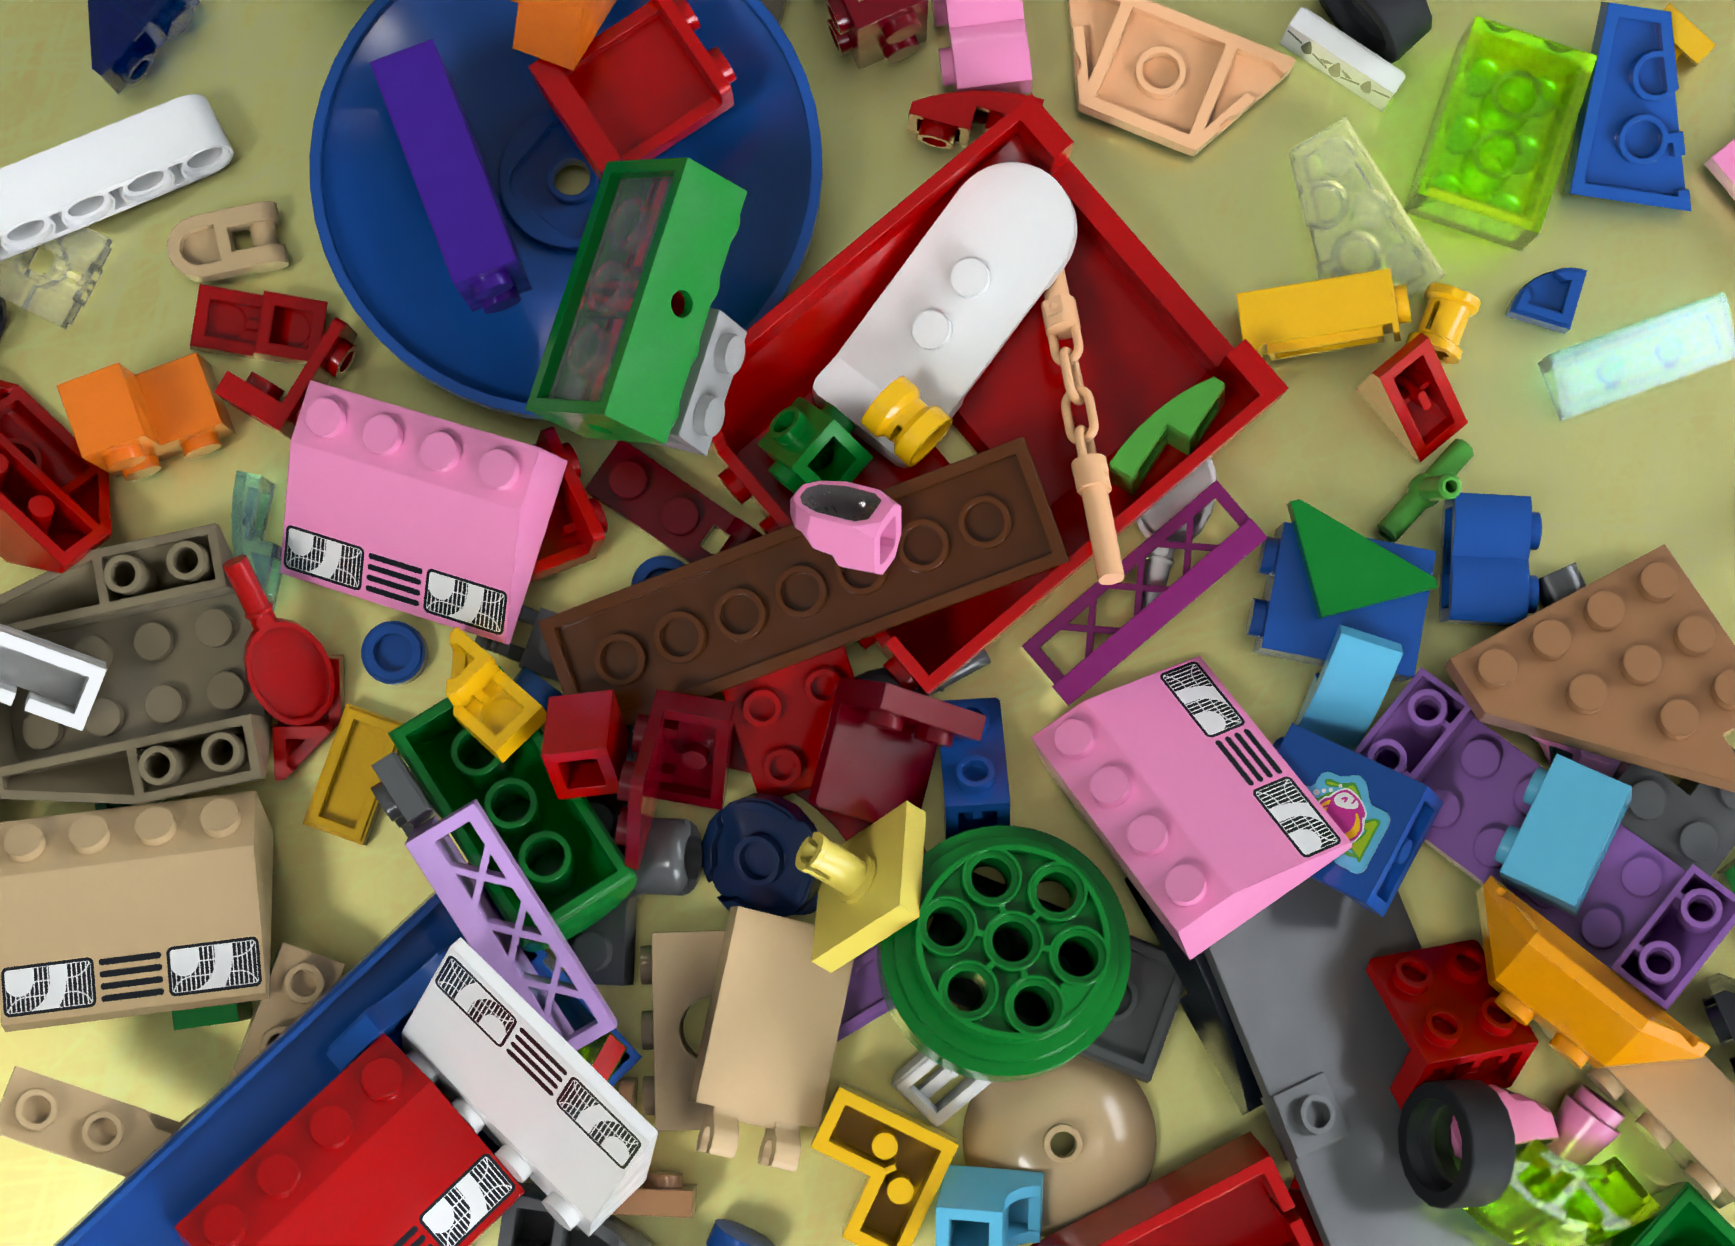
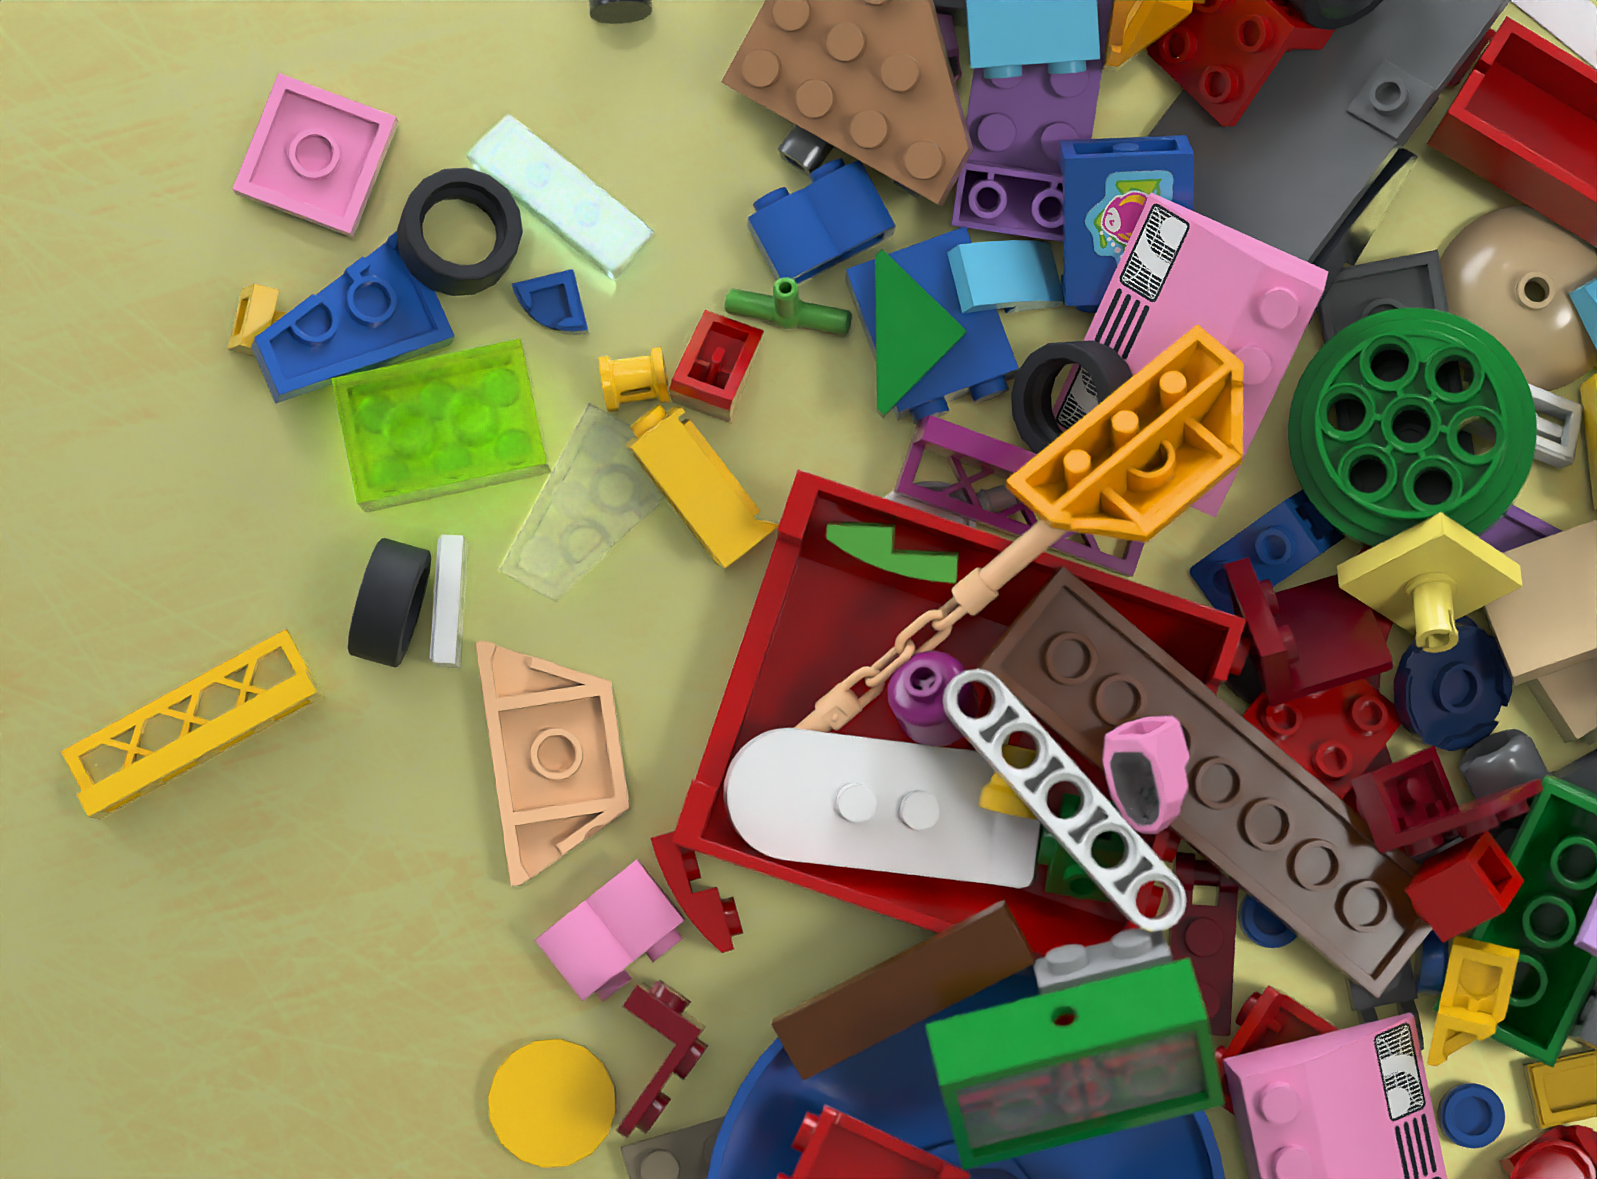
camera: 120 degrees left, 0 degrees up
(788, 214) = (903, 990): none -> reddish brown tile
(835, 422) = (1094, 812): none -> white beam
(1020, 393) = (918, 694): none -> magenta head
(1131, 689) = (1144, 447): none -> light orange wedge
(1195, 711) = (1036, 380): none -> black tyre
(1704, 268) = (469, 187): none -> black tyre

